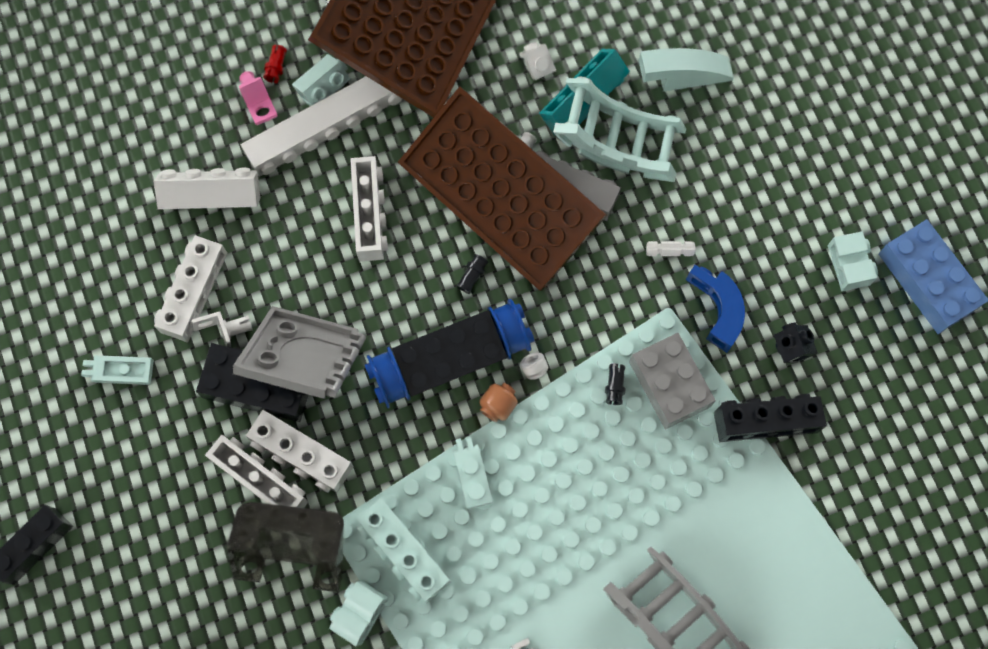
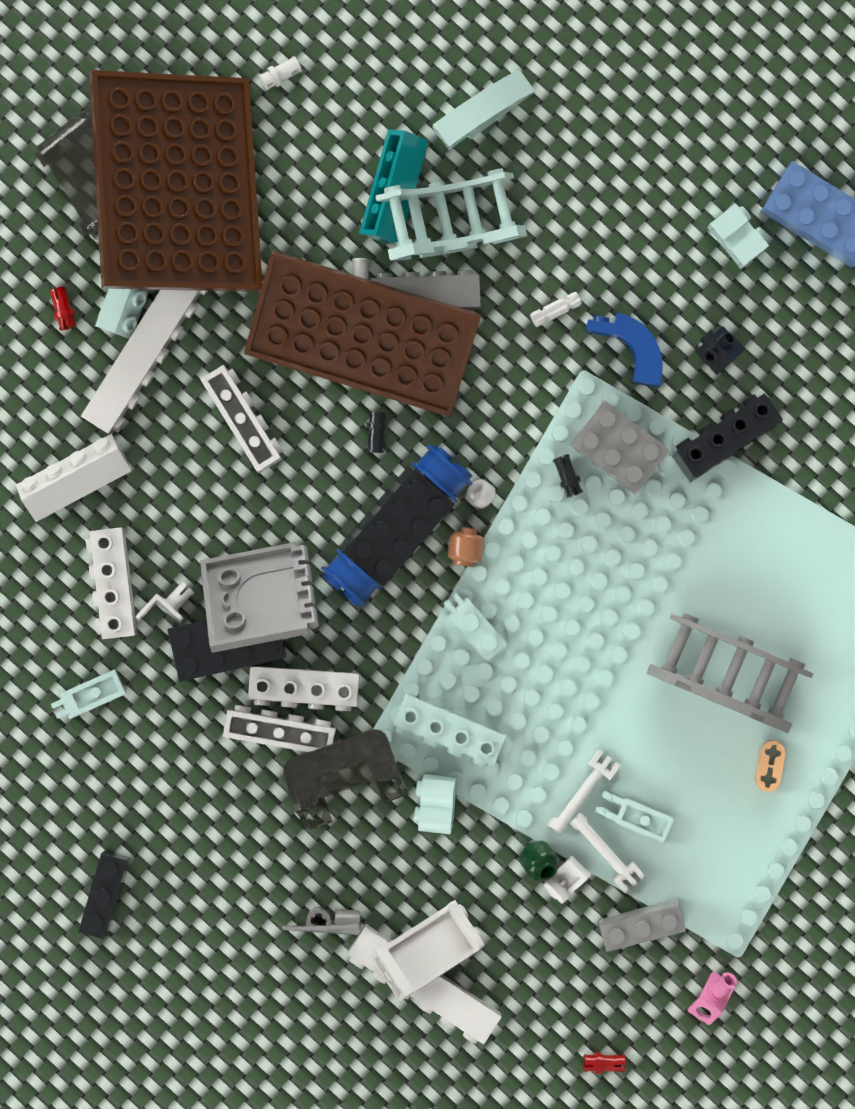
camera: 30 degrees left, 15 degrees up
(256, 97) = (64, 354): bright pink bracket -> none
(538, 60) = (327, 171): white bracket -> none

